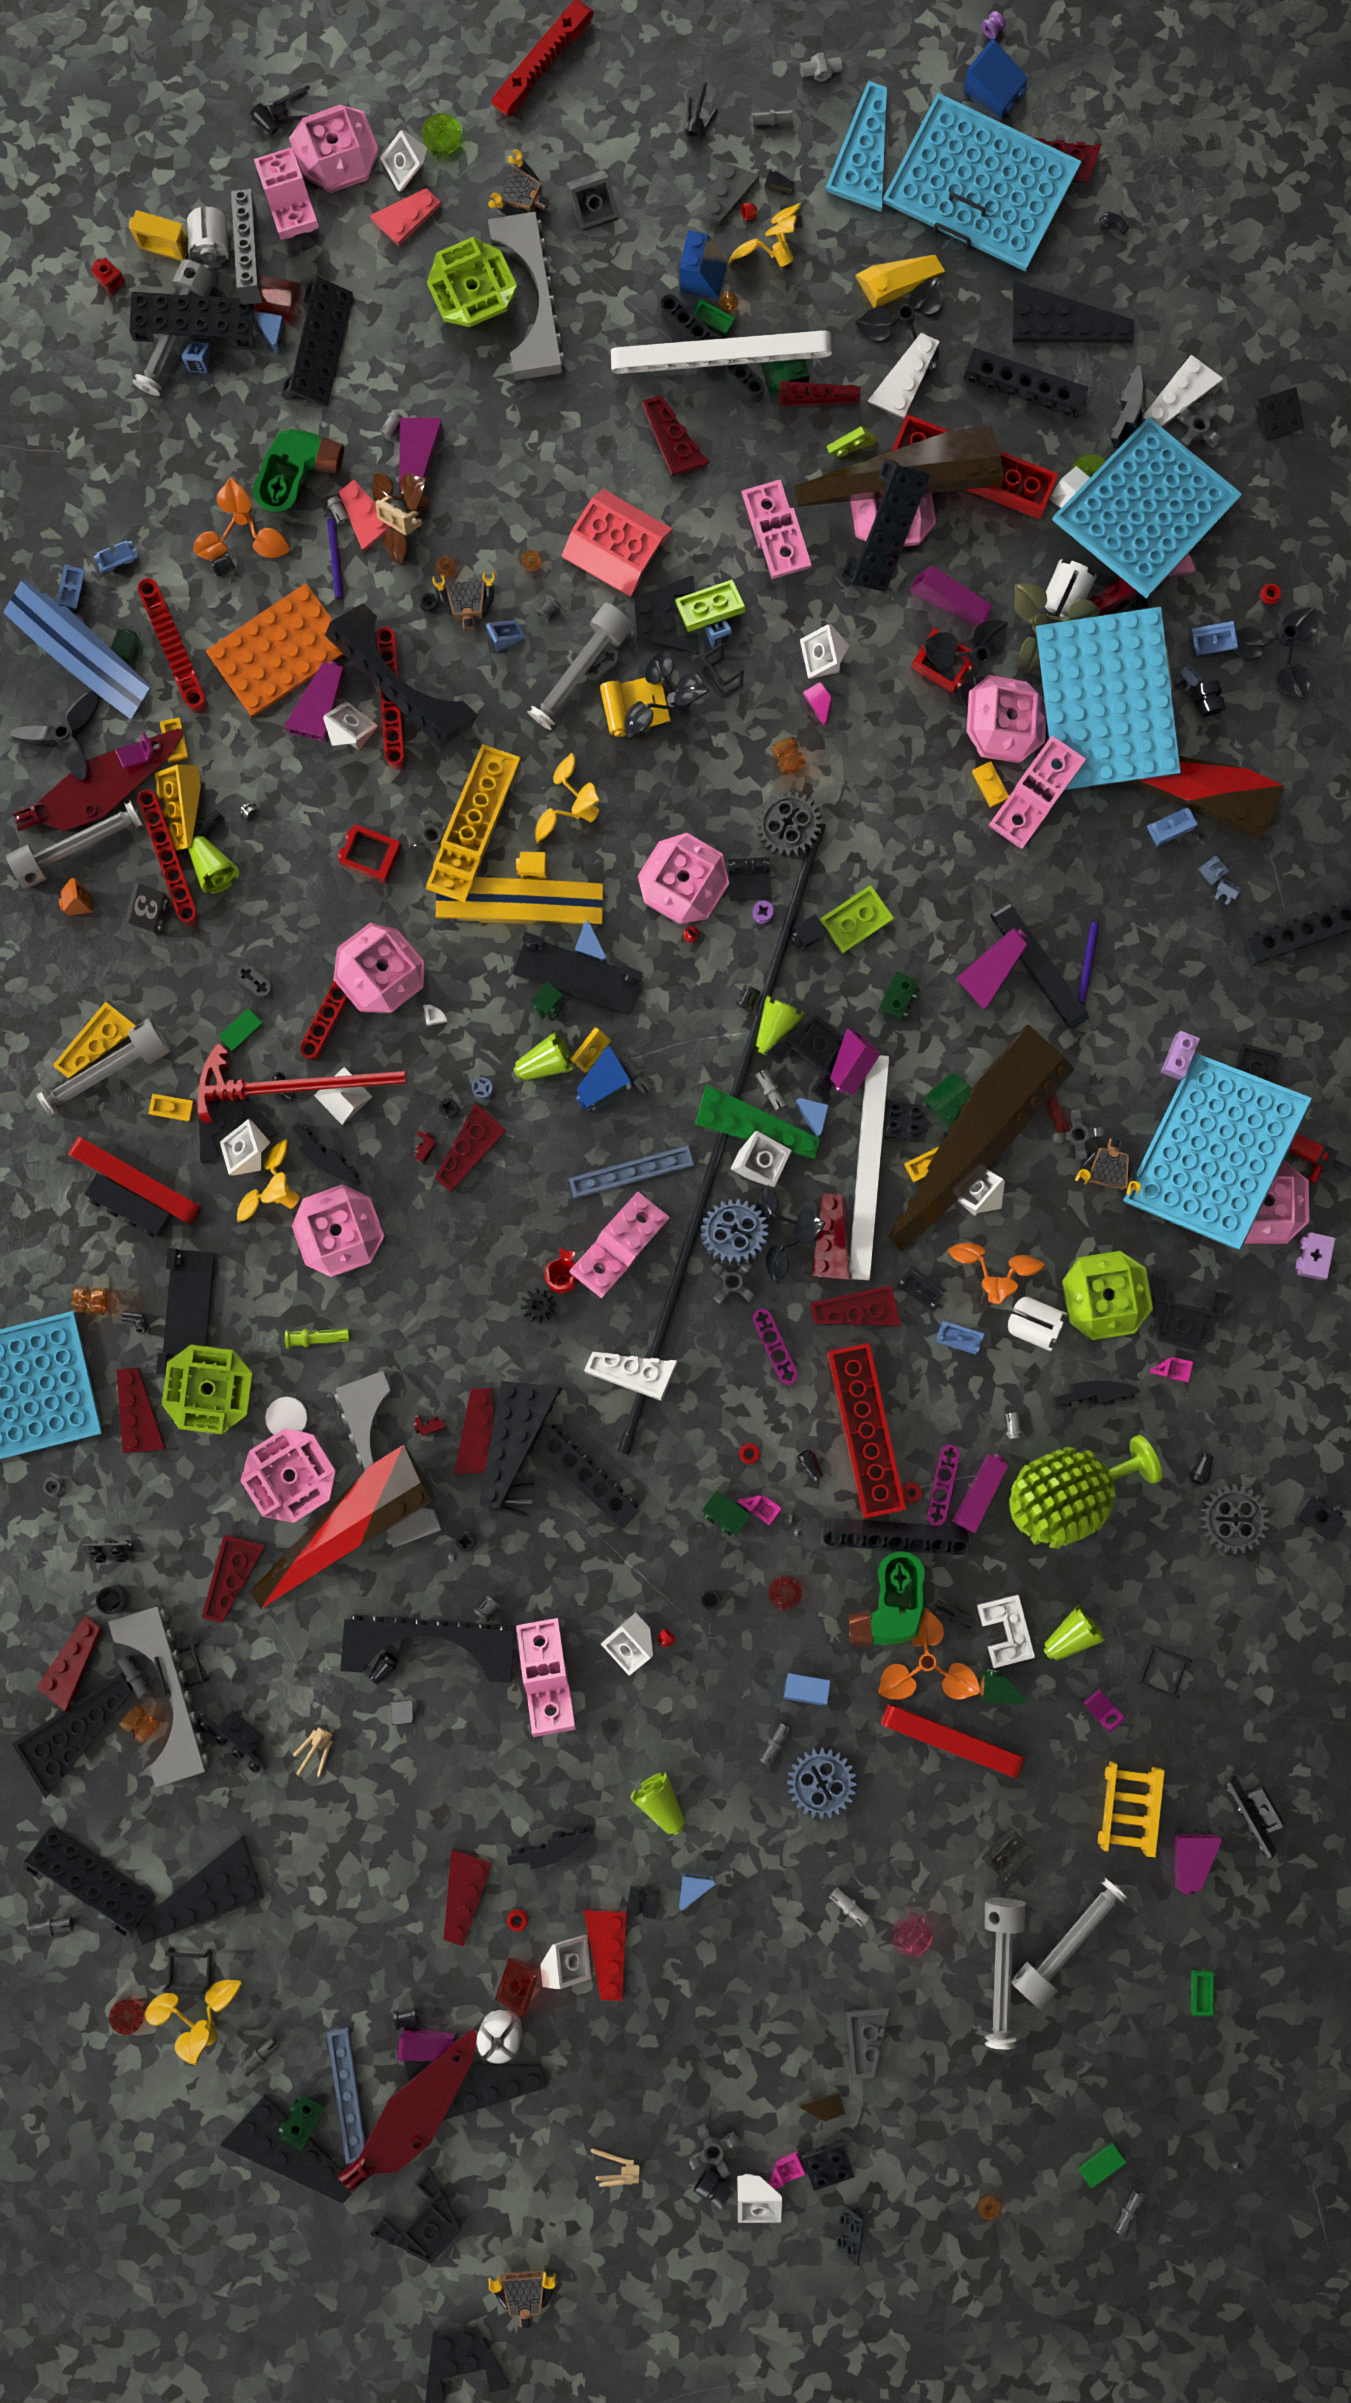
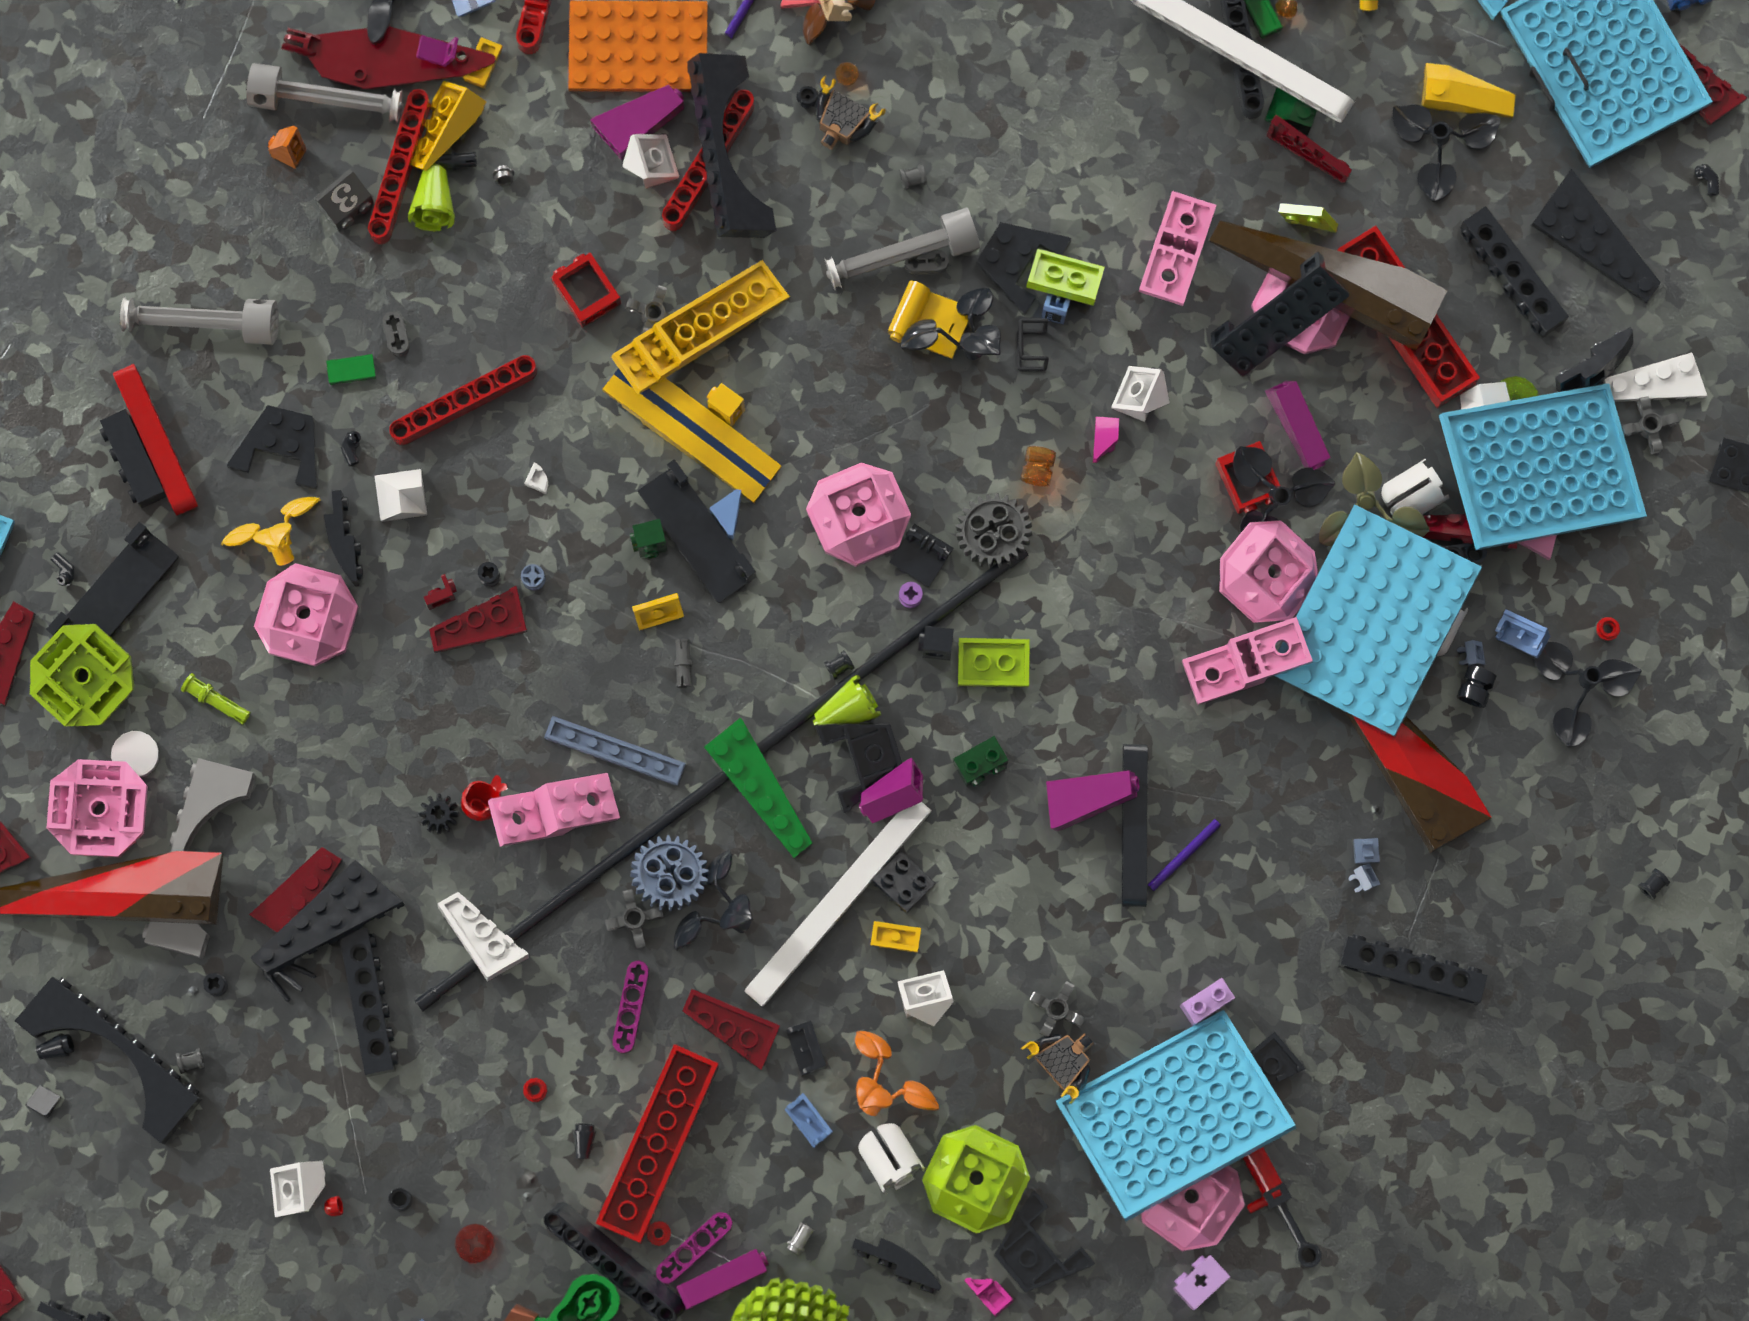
camera: 30 degrees right, 5 degrees down
(89, 1300) = (31, 517): clear orange wheel -> none
(98, 1037) = (214, 286): yellow wing -> none
(171, 1107) = (236, 397): yellow plate -> none
(216, 1064) = (294, 413): red piece -> none
(244, 1148) = (274, 479): white slope -> none
(365, 983) = (493, 405): bright pink piece -> none
(433, 1425) = (262, 856): dark red bracket -> none
(504, 633) = (856, 173): medium blue slope -> none
(531, 565) = (930, 128): clear orange plate -> none
(544, 1059) = (609, 590): lime cone -> none
(545, 1677) = (196, 1161): bright pink bracket -> none
(582, 807) = (811, 380): yellow plant -> none
(603, 1082) = (646, 648): blue slope -> none
(615, 541) = (1020, 157): coral slope -> none
(673, 441) = (1141, 107): dark red wing -> none
(687, 936) = (824, 569): red hinge -> none
(726, 1513) = (472, 1128): dark green brick -> none
(761, 1159) = (742, 823): white slope -> none
(762, 1508) = (510, 1149): dark pink slope -> none
(771, 1090) = (799, 765): light grey pin -> none
(813, 1113) = (823, 816): medium blue slope -> none
(831, 1248) = (747, 953): dark red wing -> none
(903, 381) = (1397, 193): white wing -> none
(947, 1099) = (961, 894): dark green slope -> none
(989, 1122) = (977, 937): dark brown wedge -> none
(990, 784) = (1211, 624): yellow plate -> none
(1057, 1114) = (1052, 973): clear red pin -> none
(1172, 826) = (1355, 782): medium blue hinge -> none

